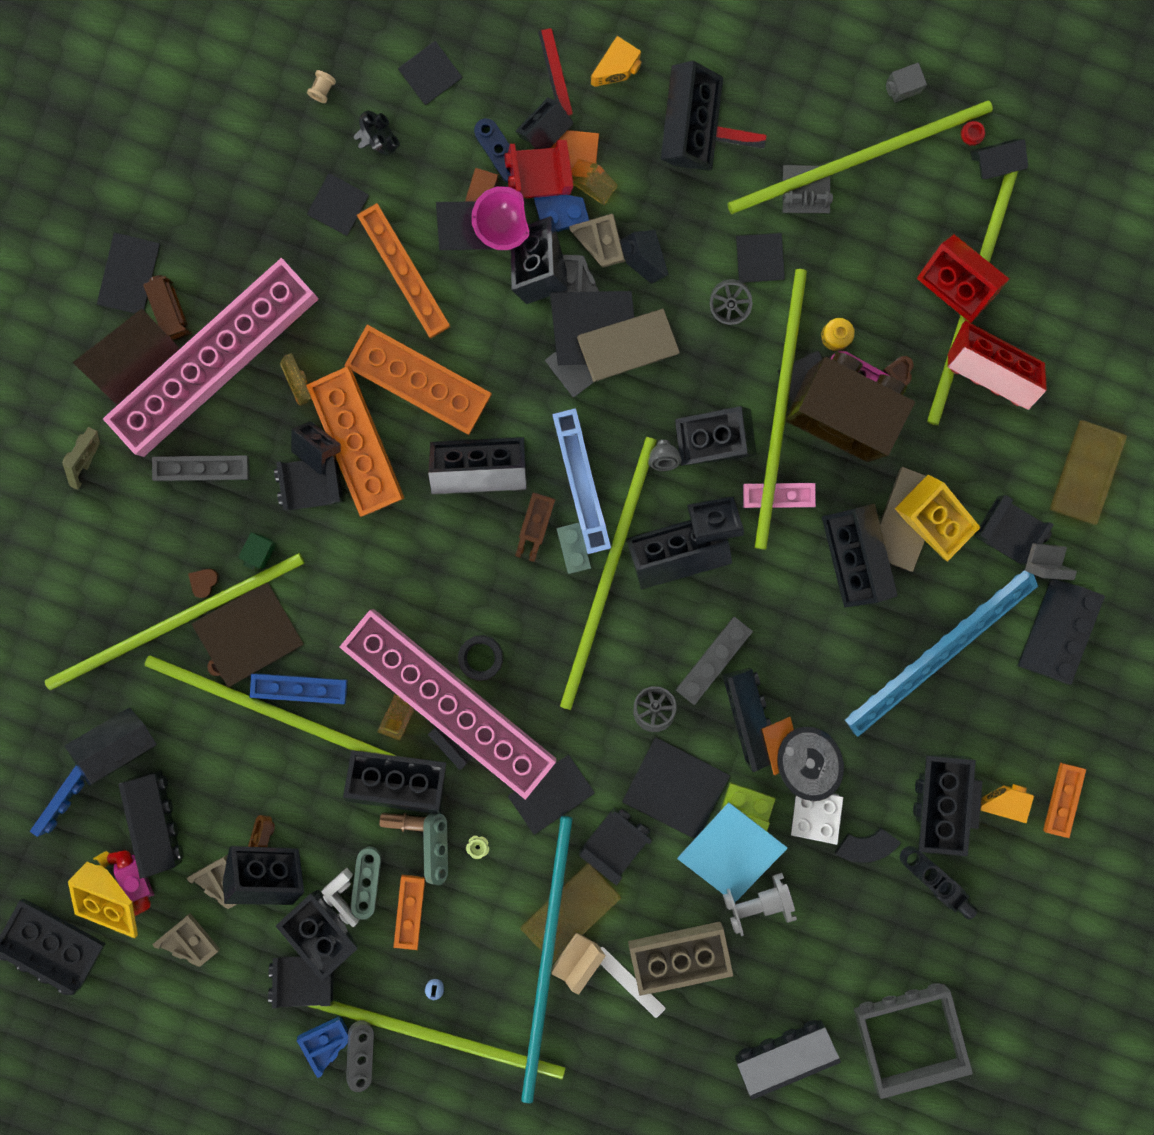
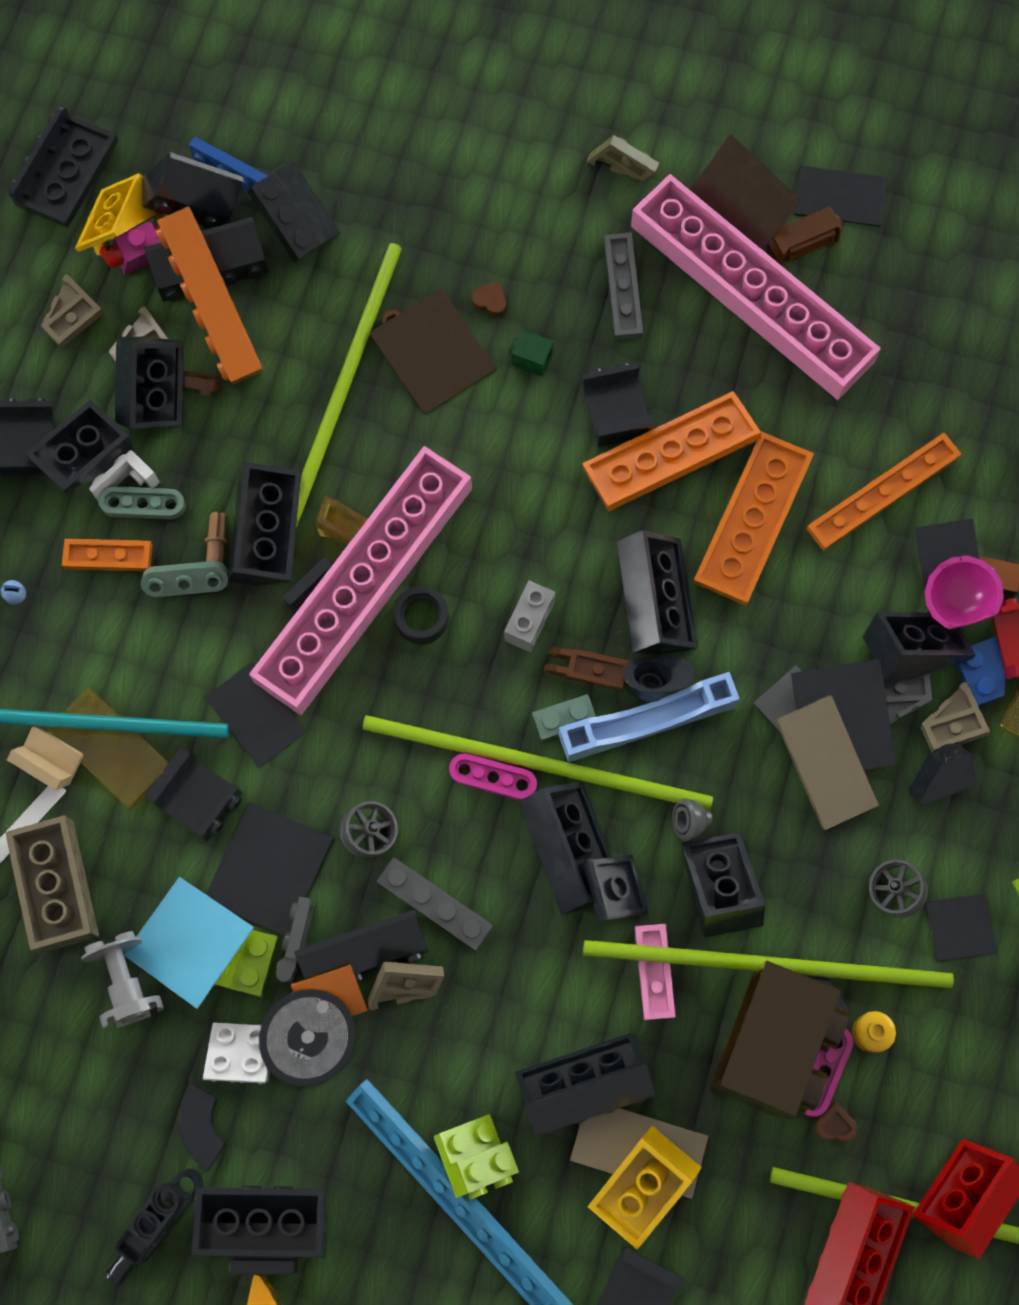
camera: 85 degrees right, 15 degrees down
(87, 836) = (184, 183): none -> black slope
(175, 621) = (444, 275): lime piece -> none
(191, 822) = (208, 291): none -> orange brick
(296, 379) = (739, 380): clear yellow plate -> none
(298, 688) = (371, 411): blue plate -> none
(313, 445) = (663, 403): black panel -> none
(337, 204) = (953, 413): black piece -> none
(477, 853) = (184, 623): yellowish green plate -> none
(489, 570) = (529, 616): none -> light grey brick
(548, 470) = (657, 677): none -> black piece
(614, 619) = (480, 770): none -> dark pink plate
(736, 770) = (301, 916): none -> dark grey hinge
(775, 686) = (405, 983): none -> dark tan wing
(908, 641) = (475, 1157): none -> lime plate

